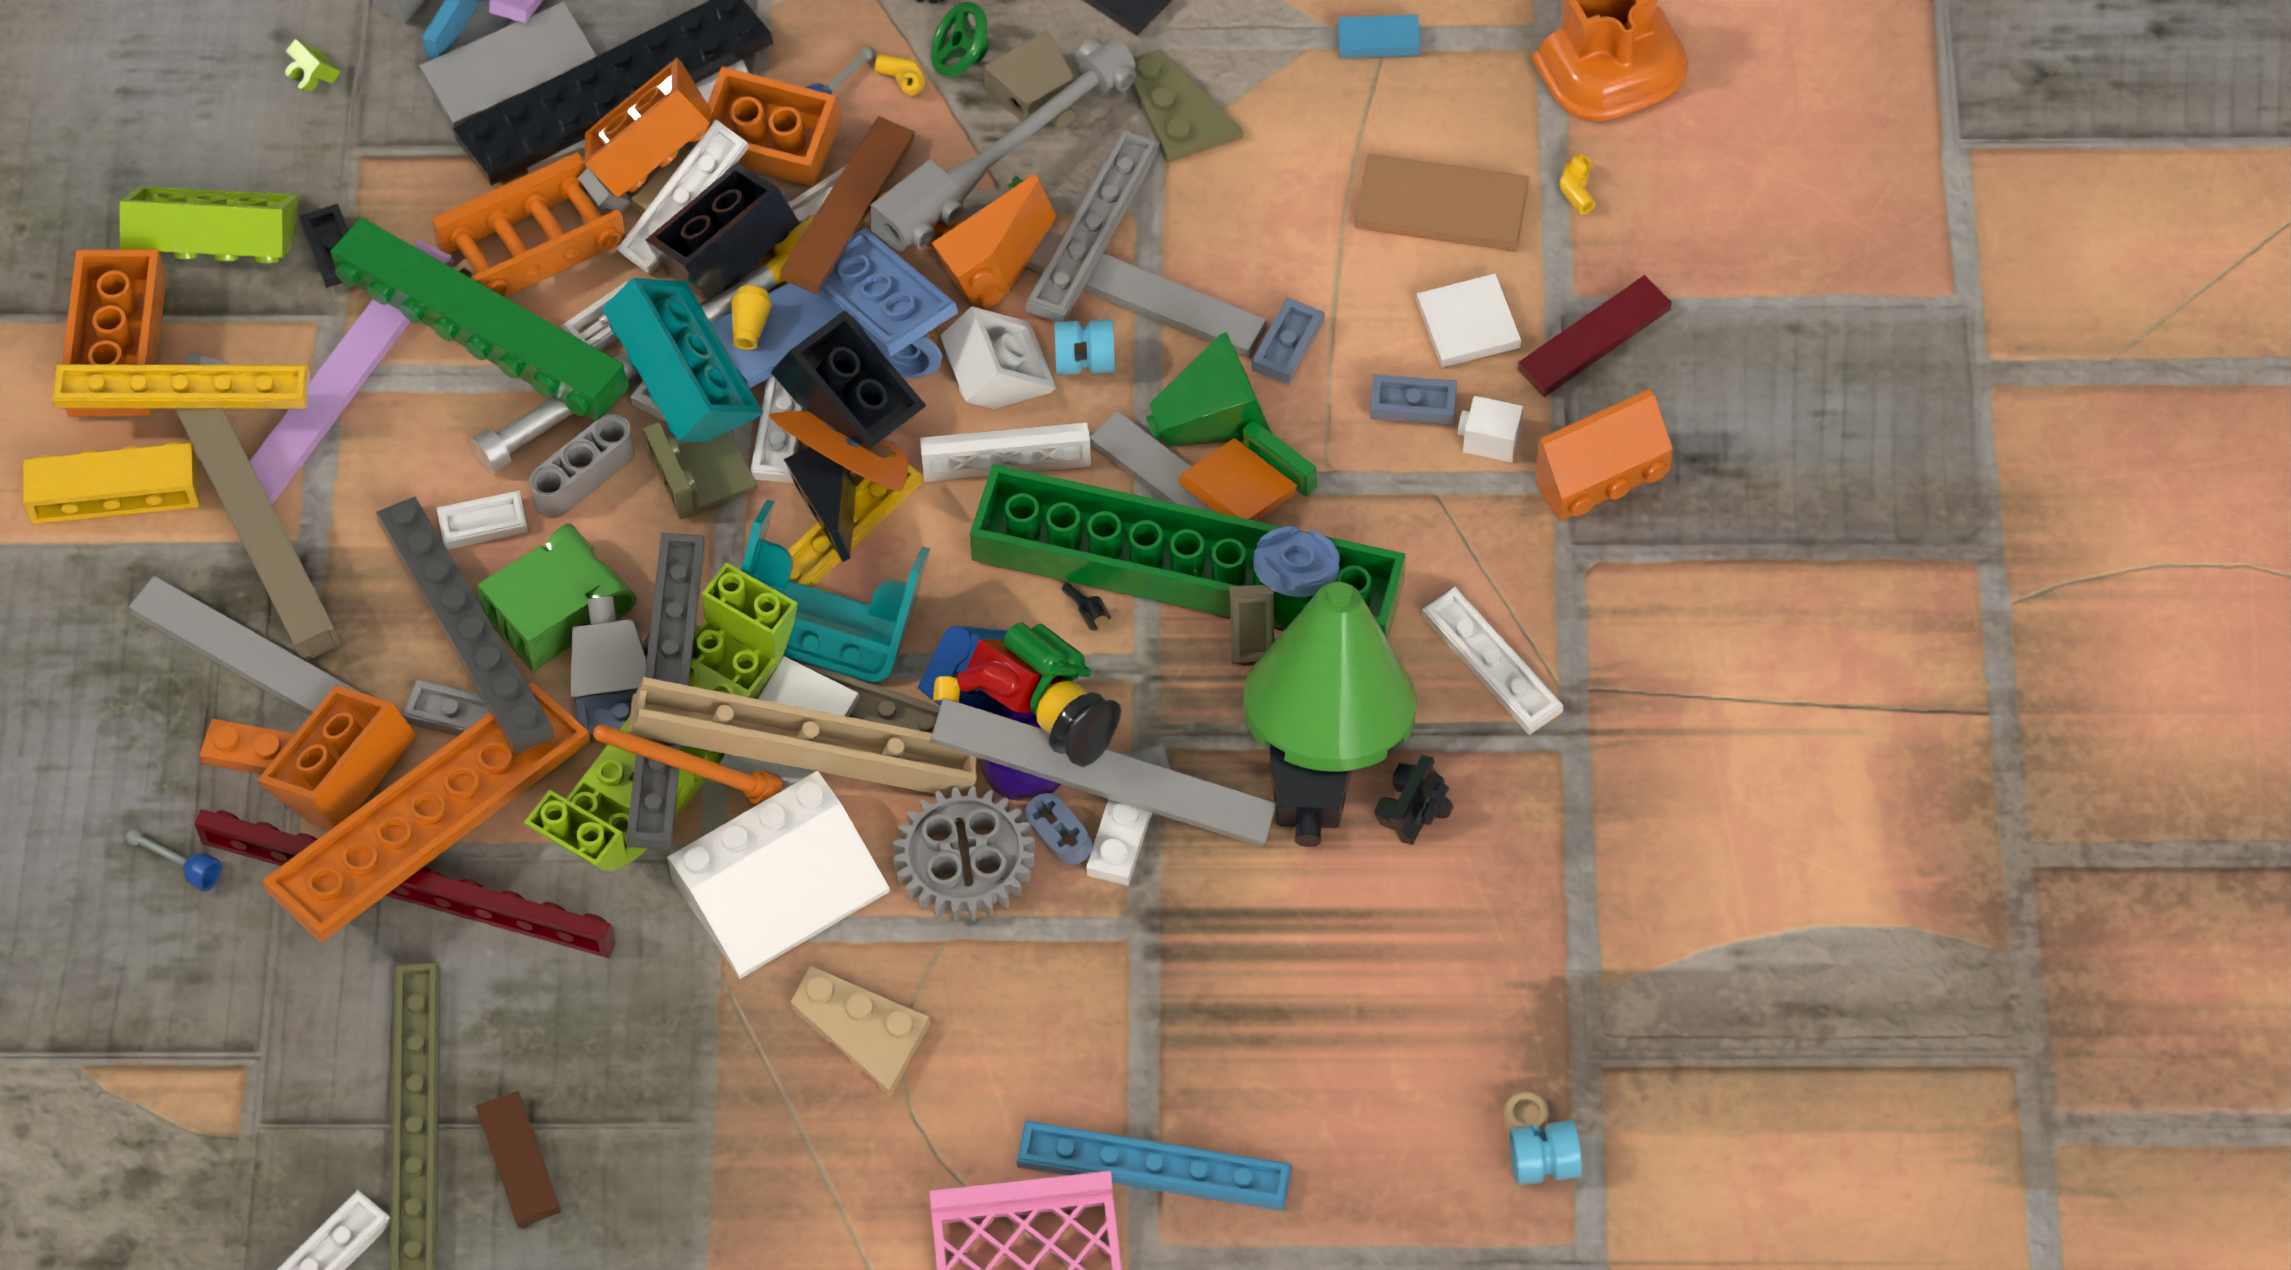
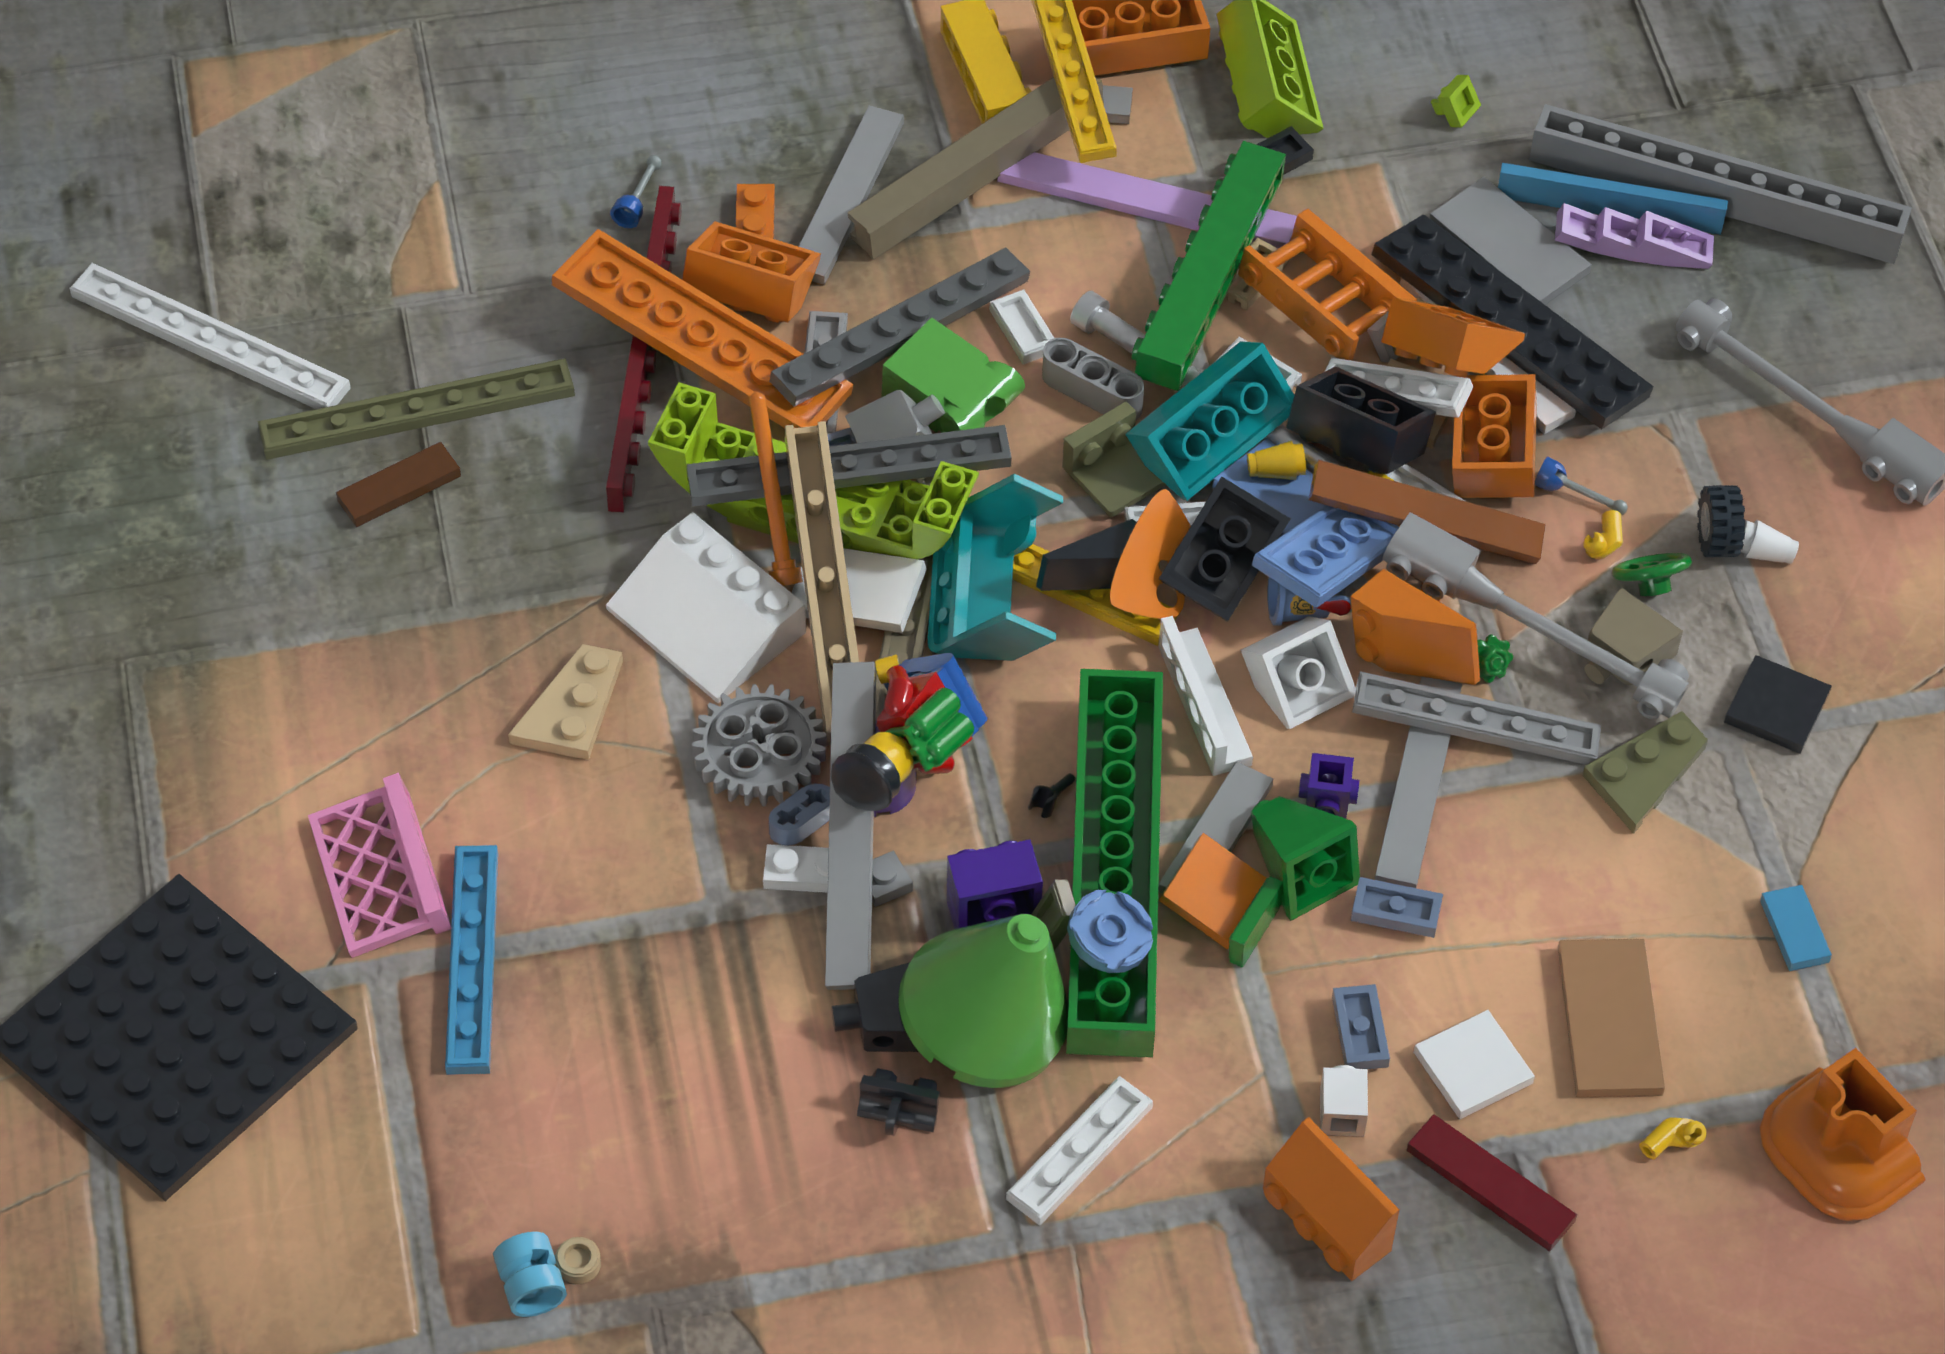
camera: 75 degrees right, 5 degrees down
(1099, 347) = (1331, 728): medium azure wheel -> none
(1147, 361) = (1329, 784): none -> dark purple brick
(1203, 665) = (993, 883): none -> dark purple brick

